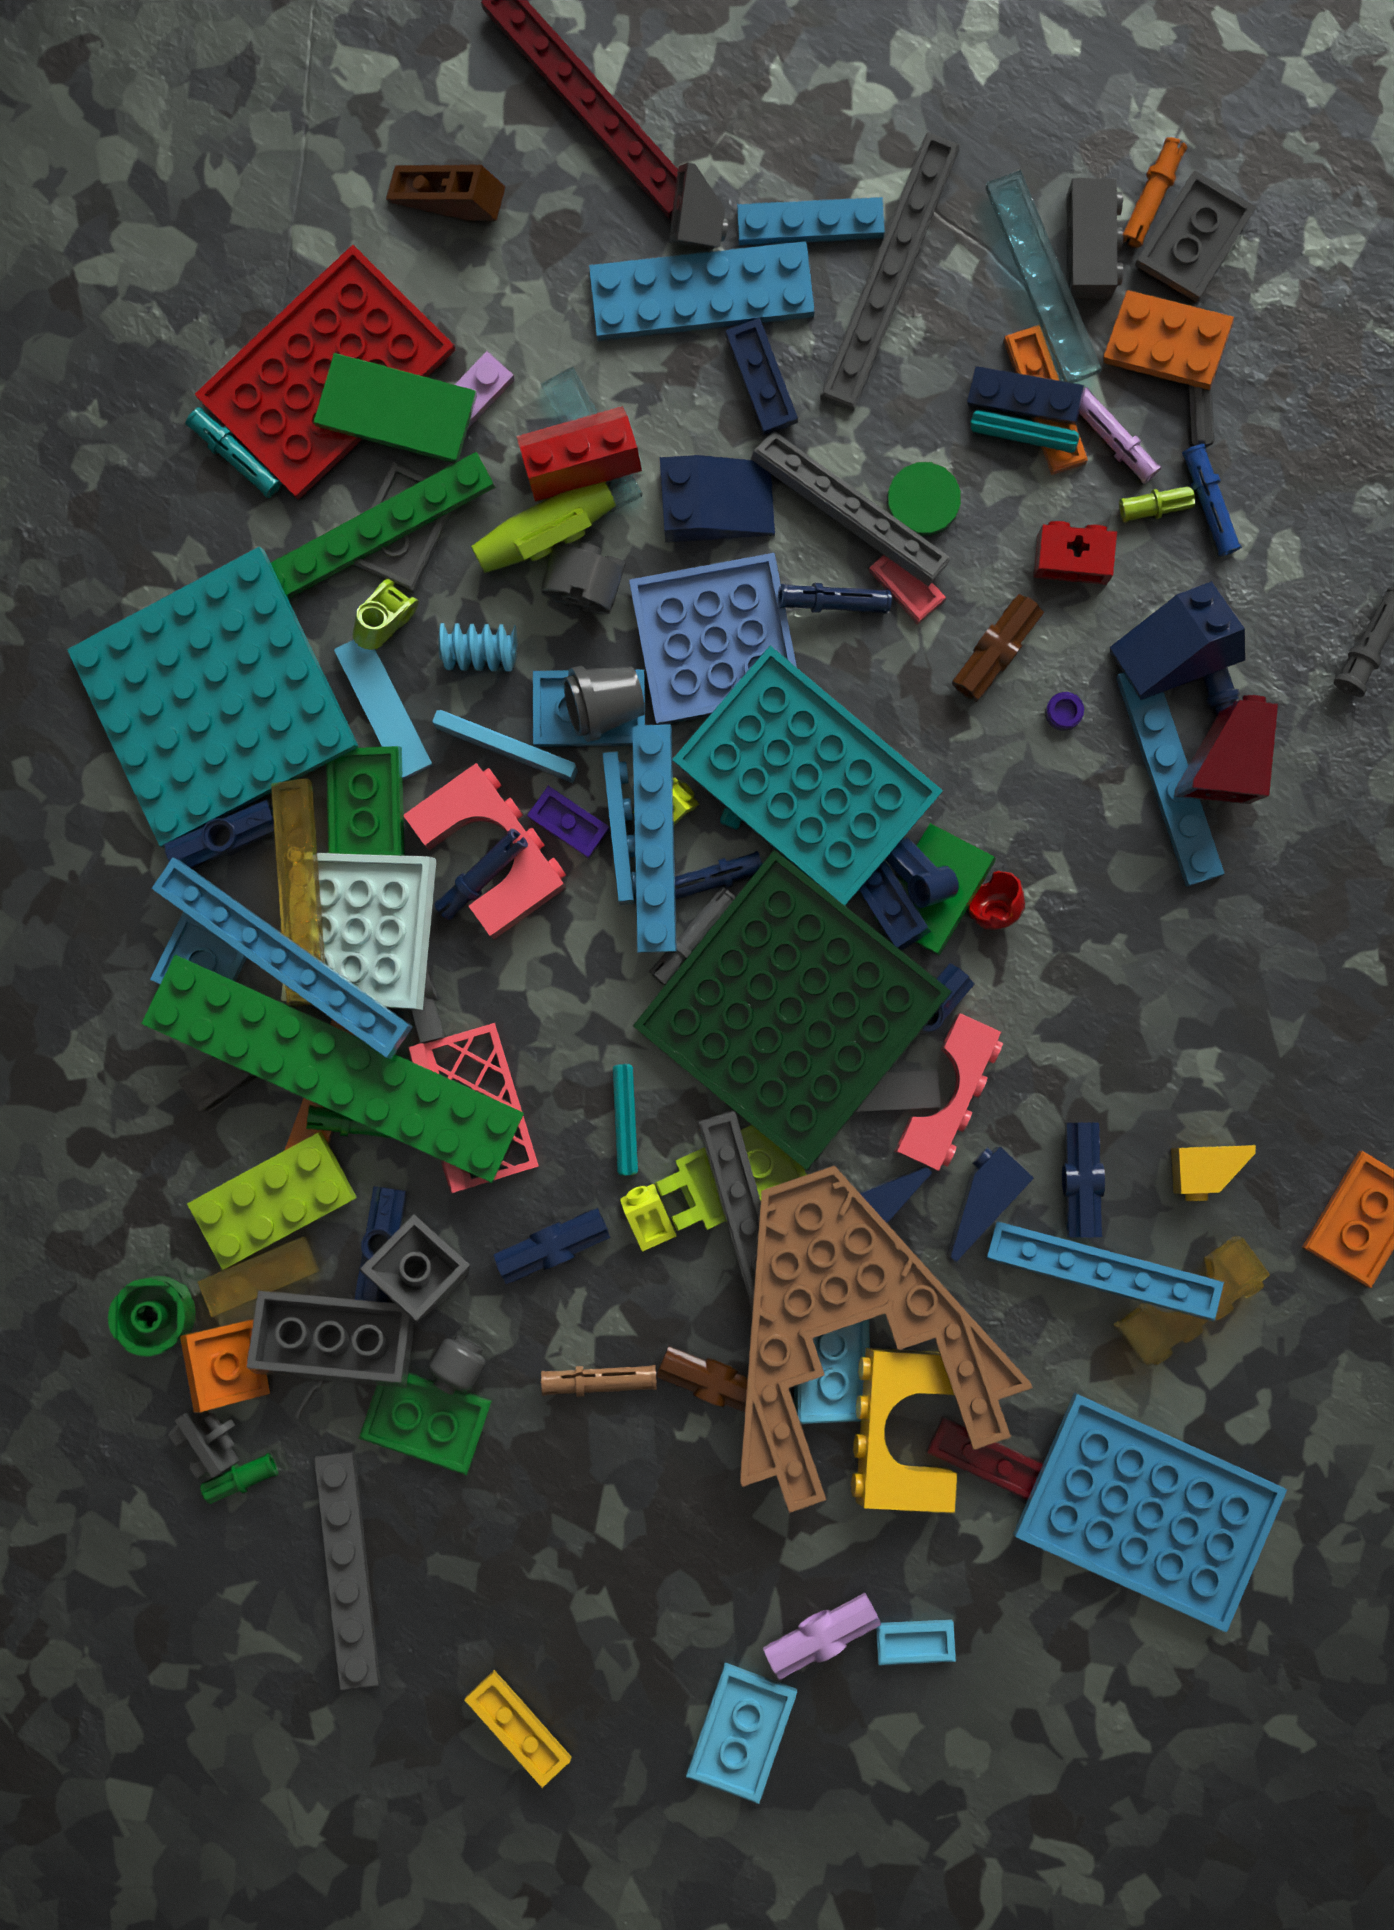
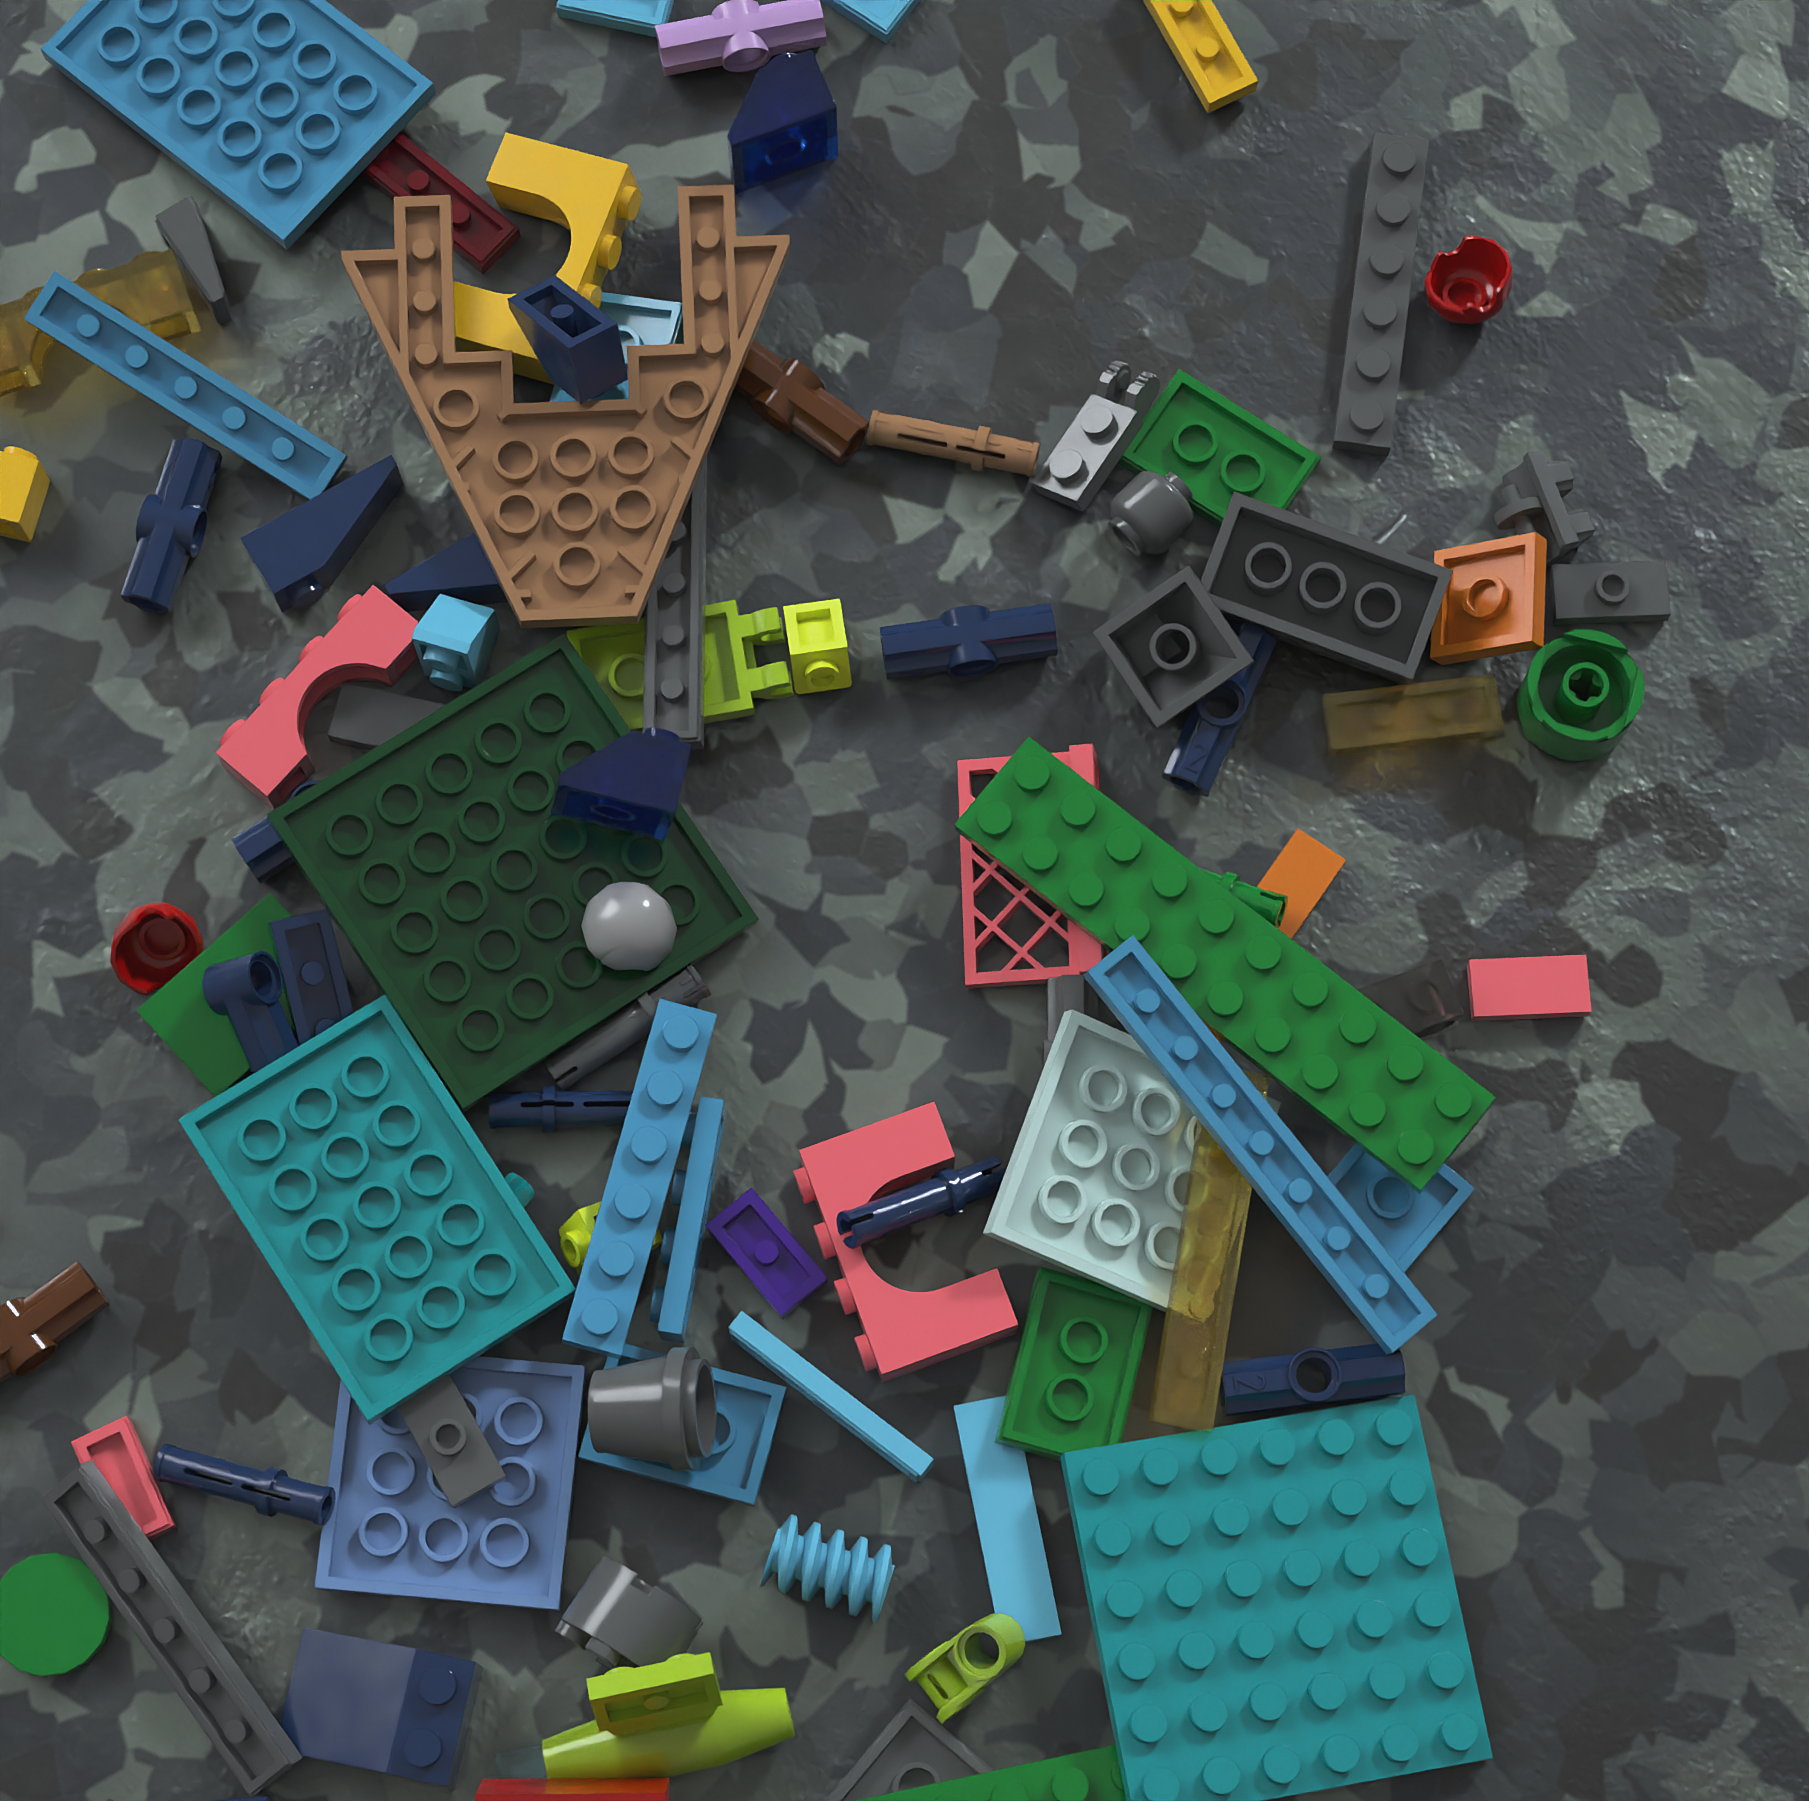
camera: 170 degrees left, 10 degrees down
(146, 1119) = (1528, 987): none -> coral tile
(151, 1398) = (1609, 592): none -> dark grey plate
(239, 1478) = (1504, 448): green axle -> none
(271, 1200) = (1365, 815): lime plate -> none
(288, 1590) = (1470, 281): none -> red hair
(506, 1409) = (1097, 437): none -> dark grey hinge
(625, 1119) = (810, 792): teal axle -> none
(707, 991) = (629, 926): none -> light grey hair
(718, 653) = (452, 1442): none -> dark grey plate
(729, 1074) = (627, 784): none -> clear blue slope
(770, 1574) = (782, 123): none -> clear blue slope
(862, 1367) = (570, 338): none -> dark blue slope
(875, 1150) = (456, 642): none -> medium azure slope
(1138, 1377) = (186, 235): none -> dark grey slope

